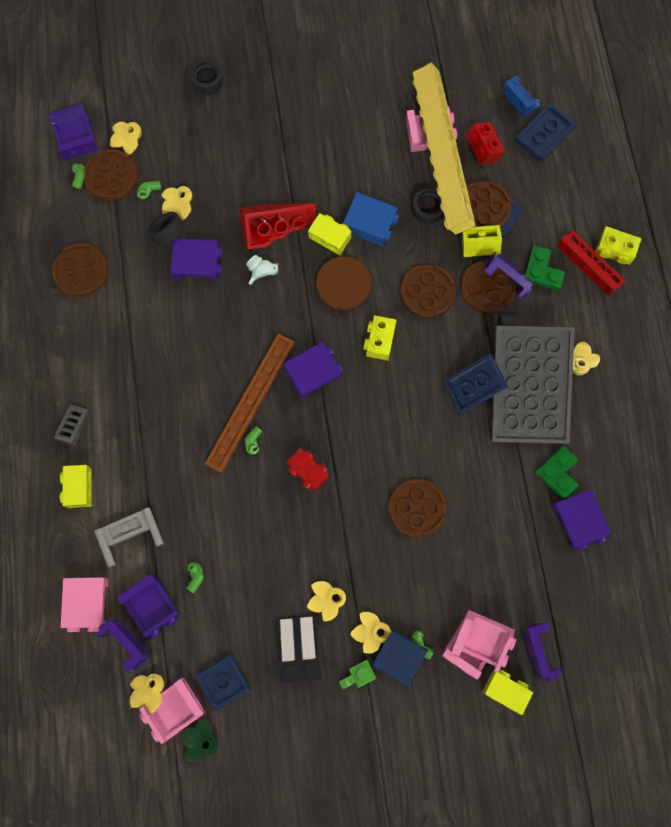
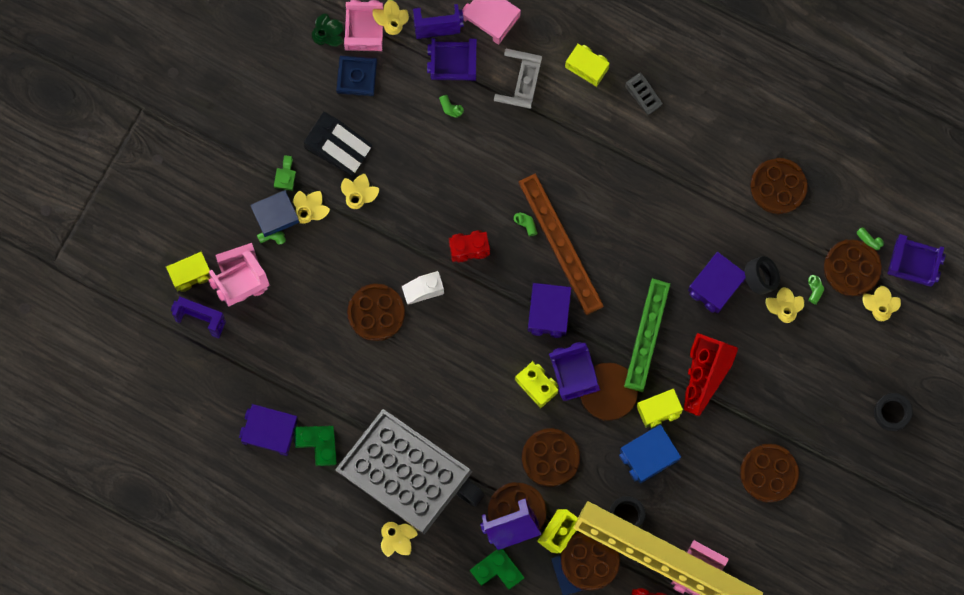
camera: 125 degrees right, 0 degrees up
(261, 268) = (671, 331): light aqua animal -> none
(277, 284) = (647, 335): none -> bright green tile
(317, 132) = (769, 473): none -> reddish brown tile
(349, 315) = (574, 371): none -> dark purple panel
(370, 482) = (423, 288): none -> white slope
(475, 384) = (438, 427): dark blue tile -> none

